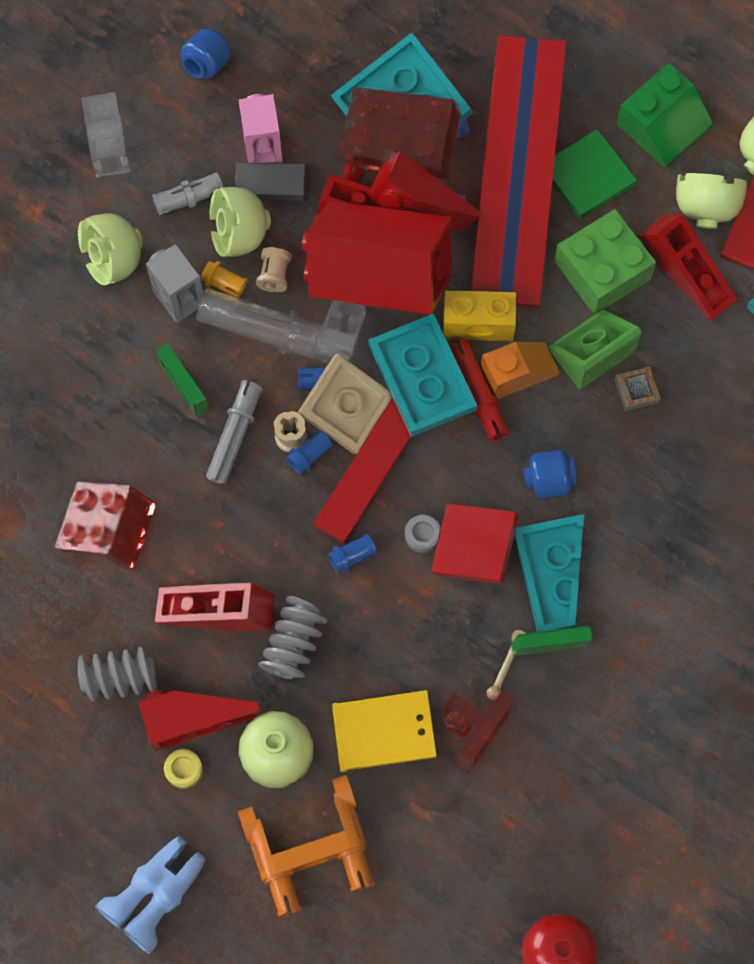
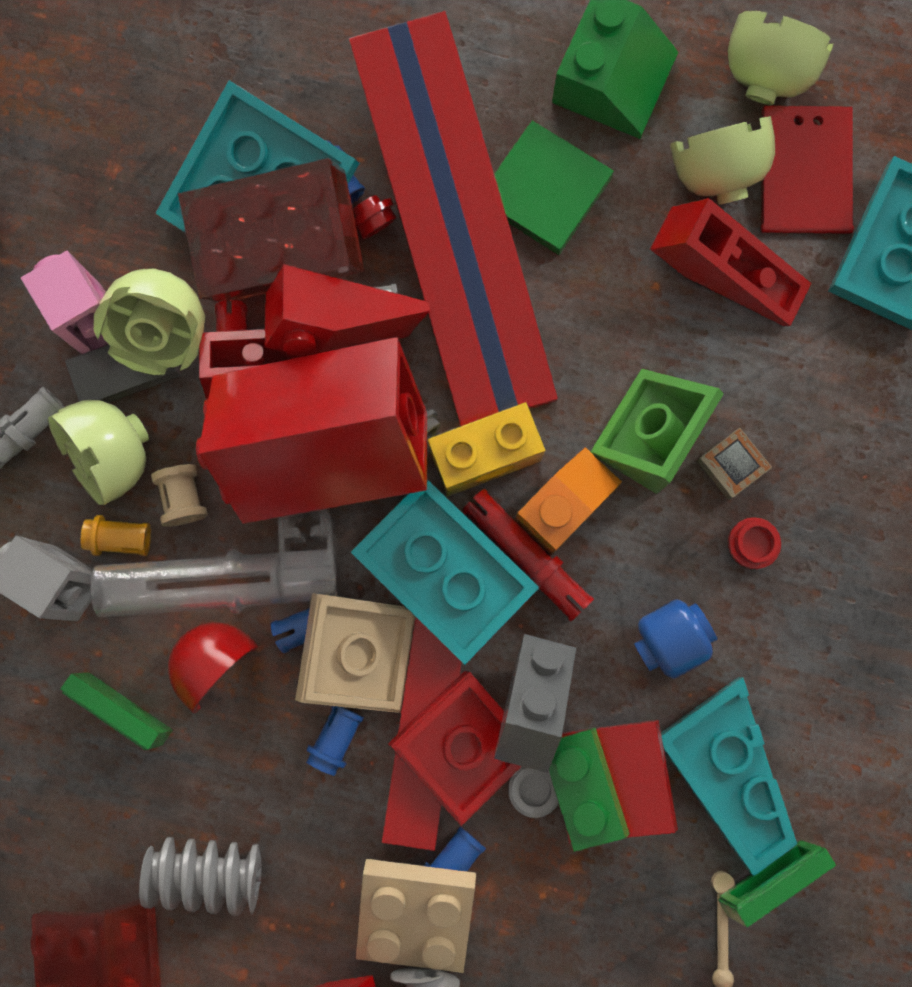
camera: 20 degrees left, 10 degrees up
(194, 496) = (200, 878): none -> light grey piece
(239, 418) = (220, 758): light grey axle -> none
(246, 368) = (203, 658): none -> red helmet
(290, 421) = (283, 732): tan bush -> none
(303, 156) = (150, 321): none -> yellowish green cylinder
(316, 568) = (415, 915): none -> tan plate
(388, 486) = (455, 748): none -> red tile
(445, 470) = (536, 704): none -> dark grey brick
(454, 537) = (586, 791): none -> green plate
(468, 149) = (373, 216): none -> red plate
(604, 261) = (621, 303): bright green brick -> none
(628, 441) = (754, 543): none -> red plate

